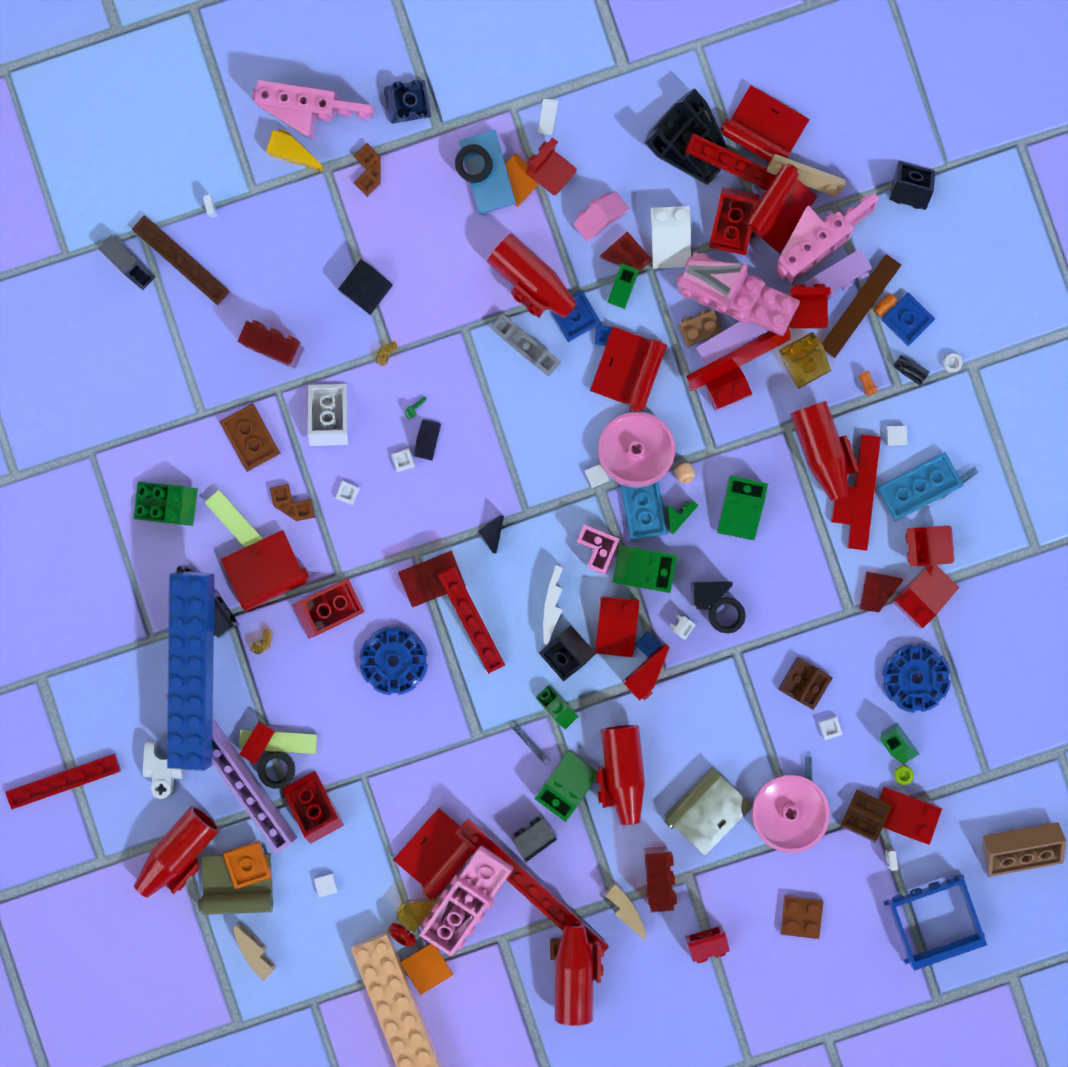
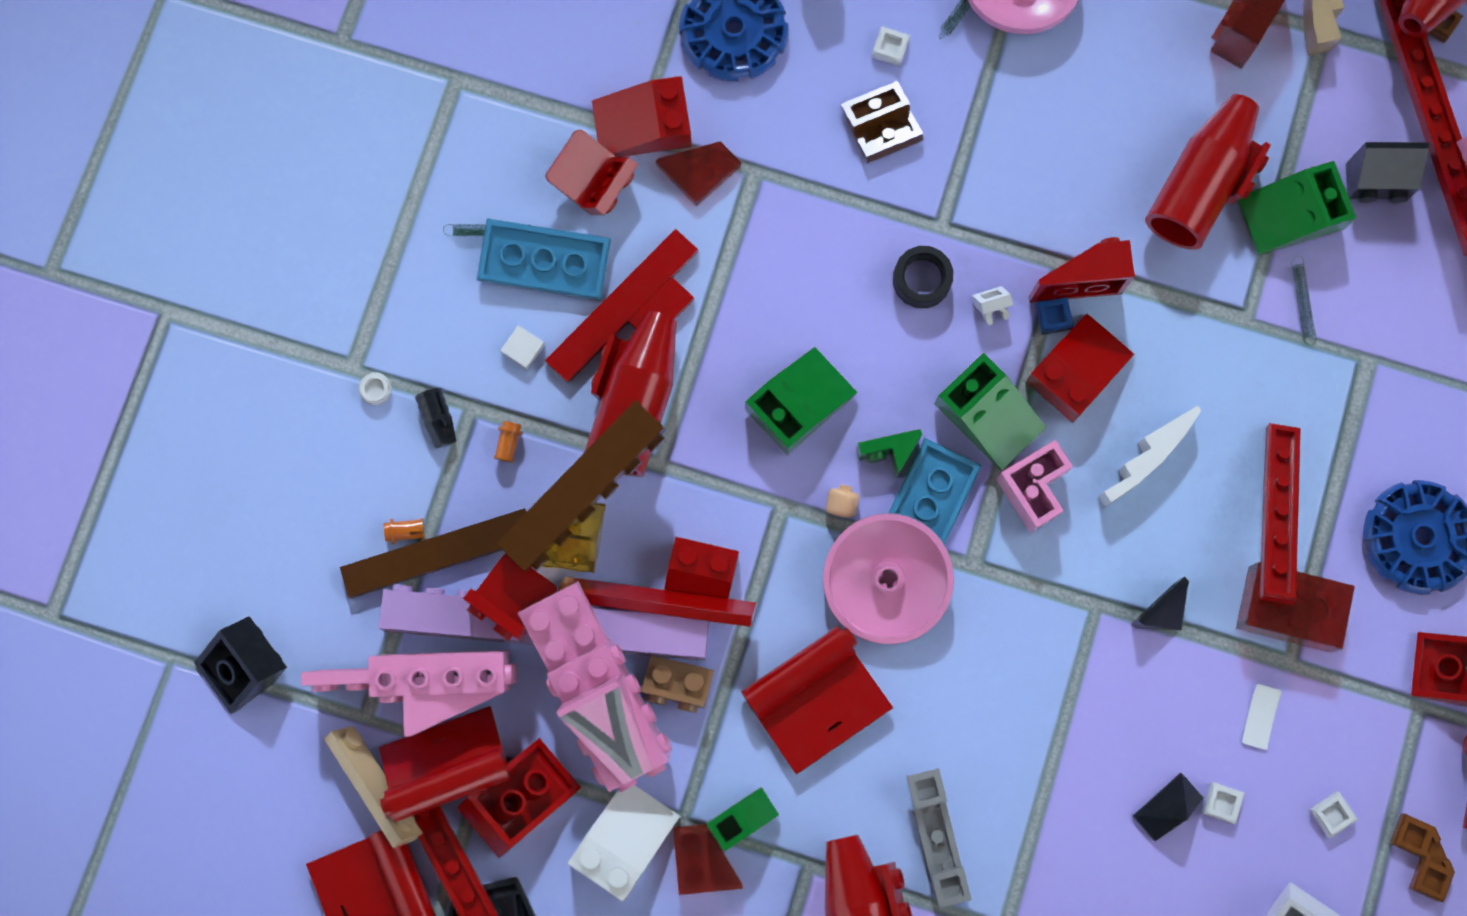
camera: 150 degrees left, 10 degrees down
(410, 411) = (1167, 864): green hand -> none
(412, 515) = (1261, 716): none -> white sticker
(557, 707) = (1237, 318): green slope -> none
(567, 653) = (1172, 377): black slope -> none
(579, 320) = (833, 818): blue tile -> none
(596, 476) = (967, 585): white tile -> none
(602, 335) = (818, 773): blue tile -> none
(707, 811) = (1127, 54): door -> none
(708, 593) = (927, 318): black slope -> none
(815, 381) = (581, 487): none -> reddish brown brick
(907, 319) = (388, 489): blue tile -> none

